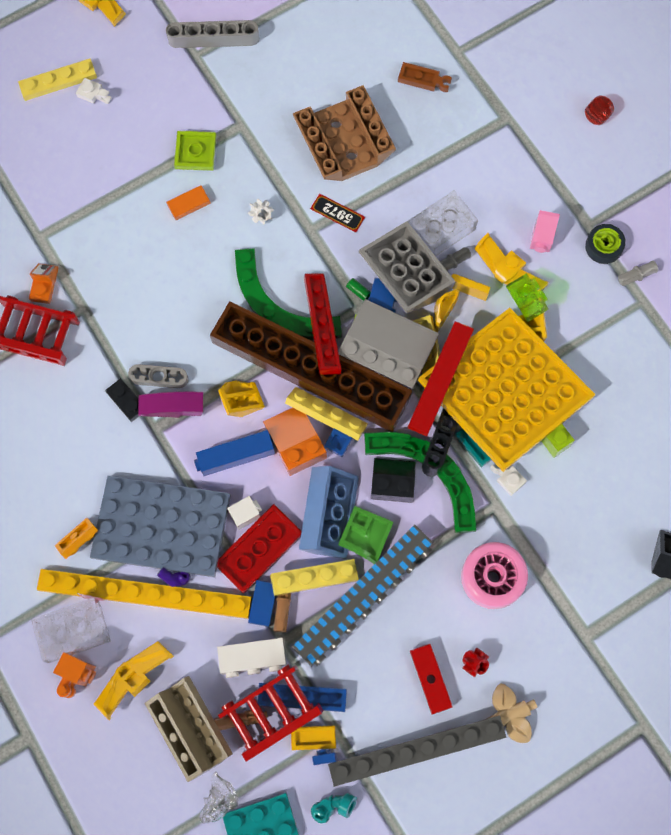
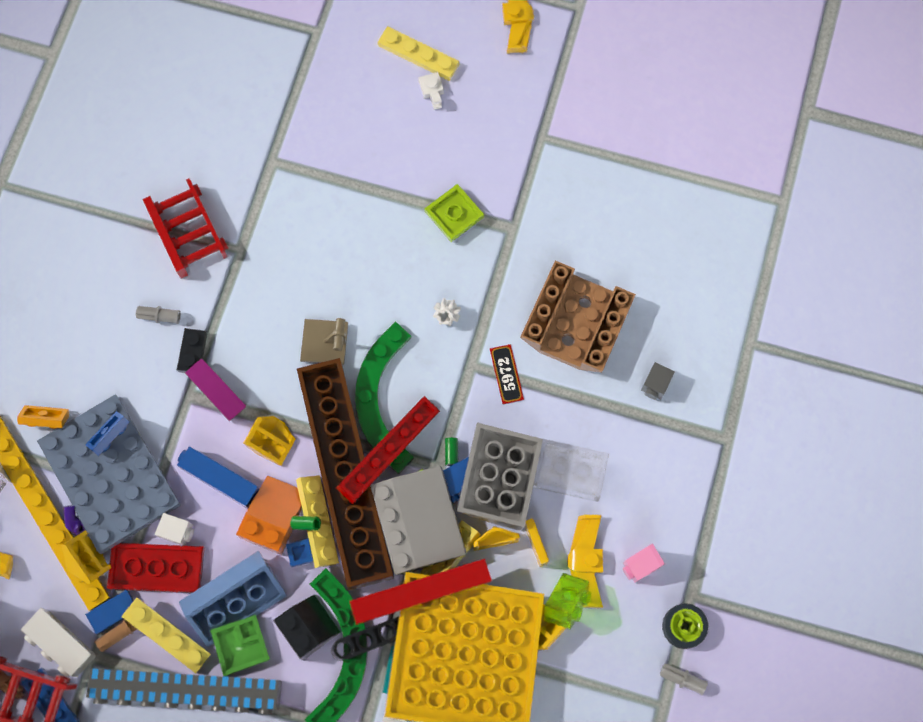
camera: 45 degrees right, 0 degrees up
(43, 283) = (236, 199): orange slope -> none
(76, 400) = (158, 314): none -> light grey axle
(134, 499) = (106, 434): none -> blue plate
(153, 369) = (237, 374): light grey beam -> none
(188, 202) = (404, 248): orange tile -> none
(204, 304) = (324, 340): none -> dark tan plate
(210, 589) = (83, 558): none -> yellow slope
(221, 30) = (572, 143): light grey beam -> none
(323, 418) = (305, 523): none -> green piece
(423, 77) = (695, 335): dark orange plate -> none
(431, 124) = (657, 381): none -> dark grey brick
(456, 258) = (549, 507): dark grey axle -> none
(599, 110) = (807, 512): clear red piece -> none

